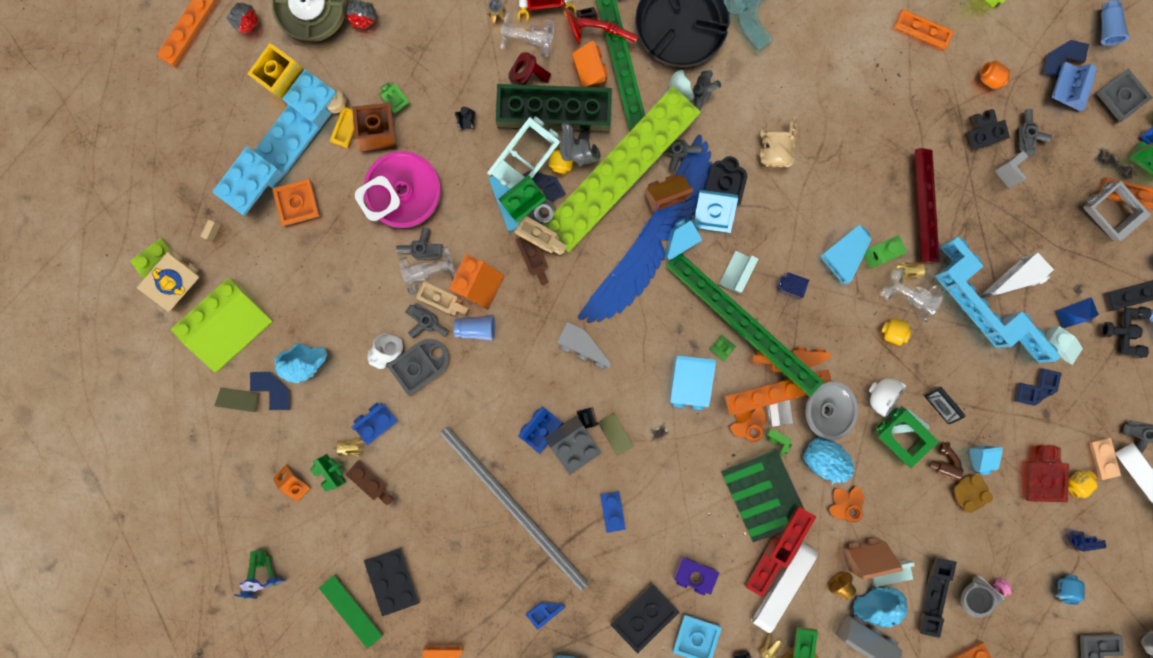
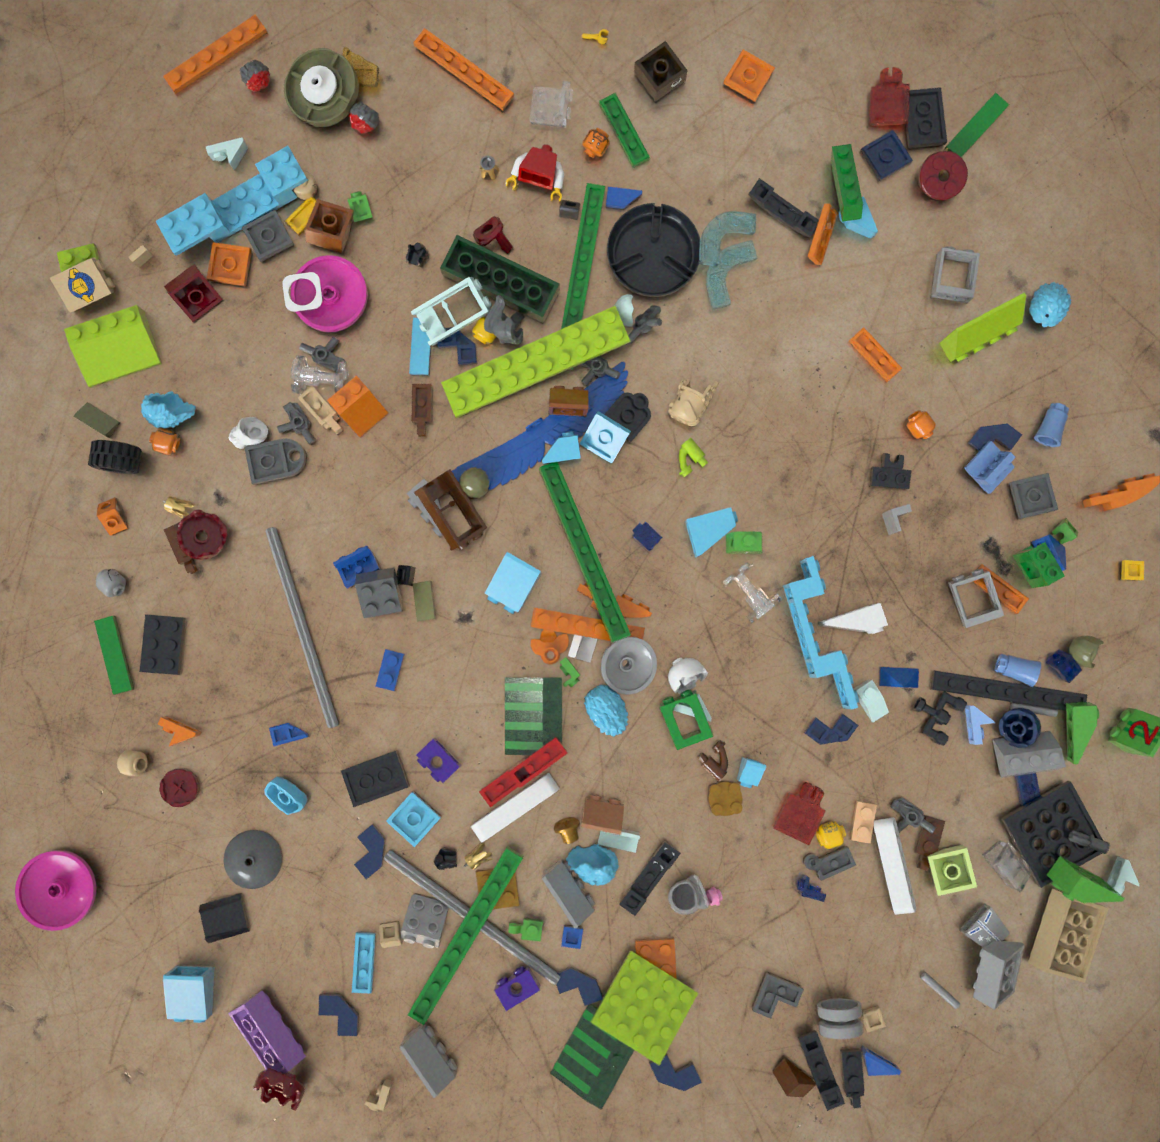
camera: 25 degrees right, 0 degrees up
(251, 95) = (232, 149): none -> light aqua slope
(257, 561) = (49, 572): plant -> none
(271, 427) = (114, 456): none -> black tyre
(274, 243) = (193, 292): none -> dark red slope
(275, 71) = (260, 136): yellow slope -> none
(278, 393) = (137, 430): dark blue tile -> none
(310, 392) = (164, 441): none -> orange head
(318, 545) = (110, 582): none -> light grey head
(320, 160) = (267, 235): none -> dark grey plate
(330, 471) = (150, 520): green hips -> none
(374, 423) = (210, 494): blue bracket -> none
(384, 451) = (201, 522): none -> dark red plate
(475, 327) = (340, 448): medium blue plant -> none
(522, 198) = (432, 348): green bracket -> none
(535, 35) = (511, 205): clear piece -> none
(538, 216) = (439, 367): light grey piece -> none
(540, 236) = (434, 390): tan hinge -> none
(579, 23) = (555, 212): red dish -> none
(582, 326) = (436, 488): none -> reddish brown door
(589, 66) = (548, 255): orange slope -> none
(614, 305) = (474, 482): none -> olive hair
(722, 347) = (557, 565): bright green tile -> none
(738, 272) = (602, 503): light aqua panel -> none
(801, 189) = (693, 450): none -> lime plant
(845, 502) = (606, 755): orange plate -> none
(897, 331) = (722, 620): yellow head -> none
(913, 270) = (763, 571): pearl gold piece -> none
(927, 205) = (803, 518): dark red plate -> none
(944, 405) = (736, 707): slope -> none
(1029, 134) = (929, 492): dark grey piece -> none
(1071, 590) = (775, 926): dark azure head -> none
(1094, 509) = (831, 863): none -> dark grey hinge

